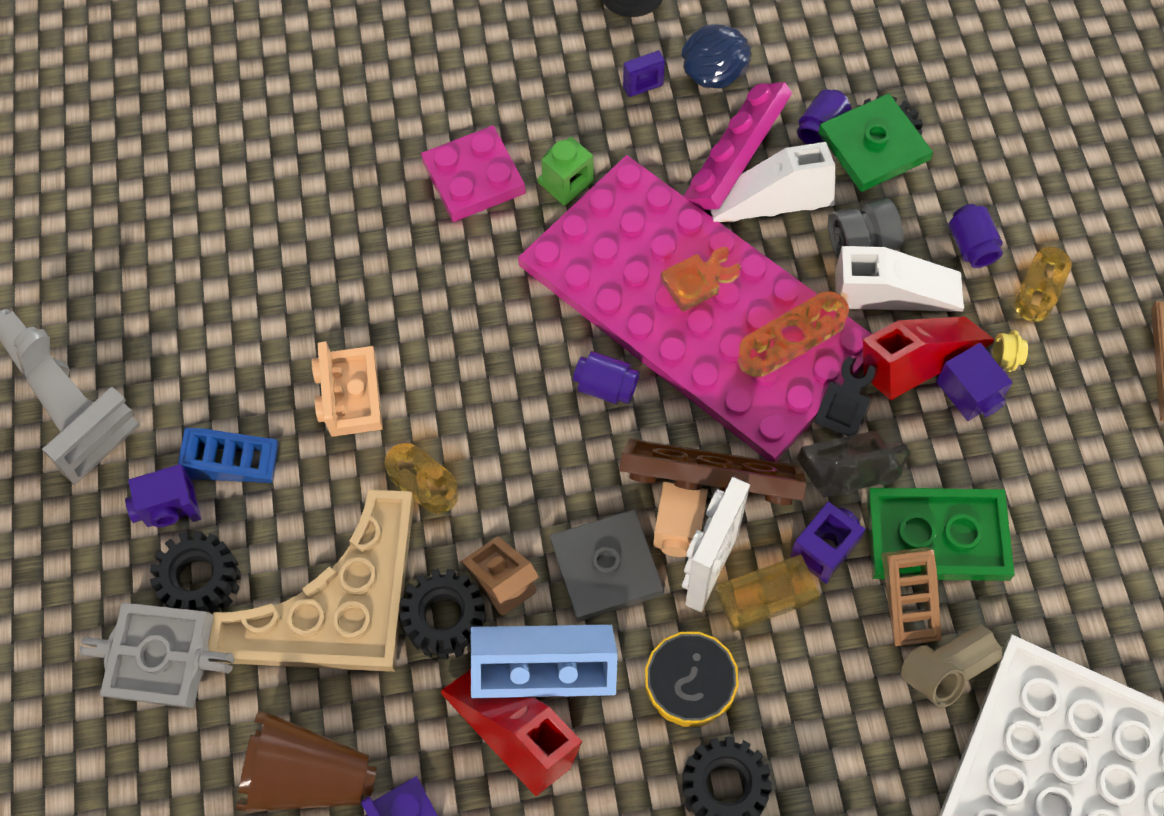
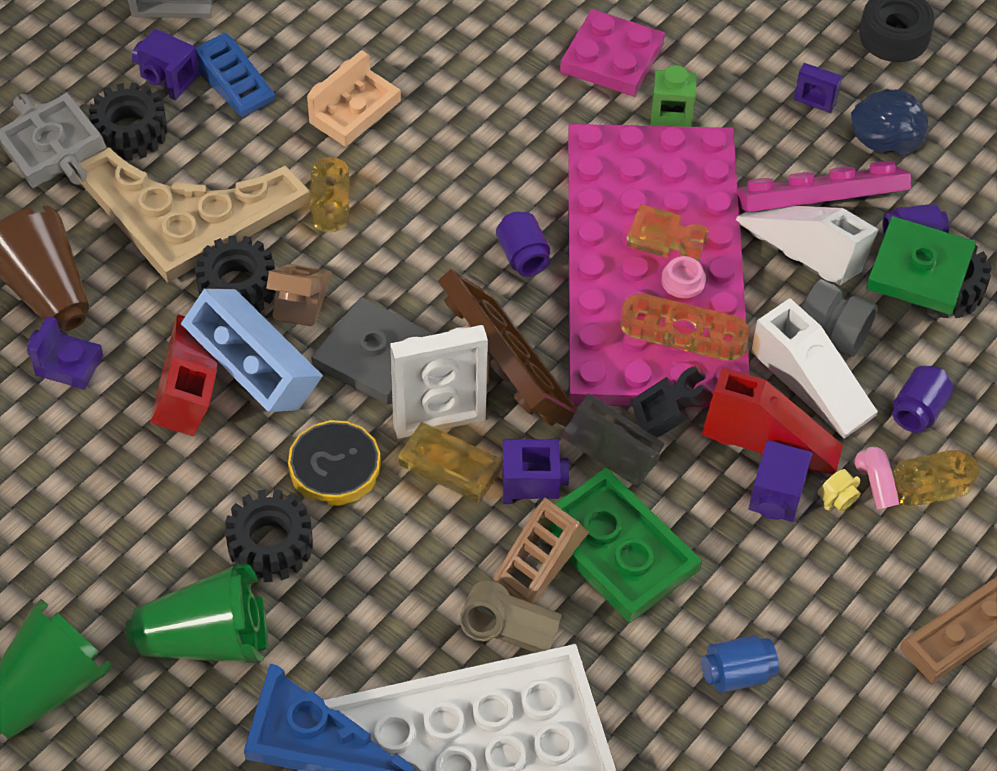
camera: 45 degrees right, 10 degrees down
(749, 298) = (683, 277): none -> bright pink plate
(1020, 314) = (877, 466): none -> bright pink arm
(1109, 534) = (740, 663): none -> blue brick

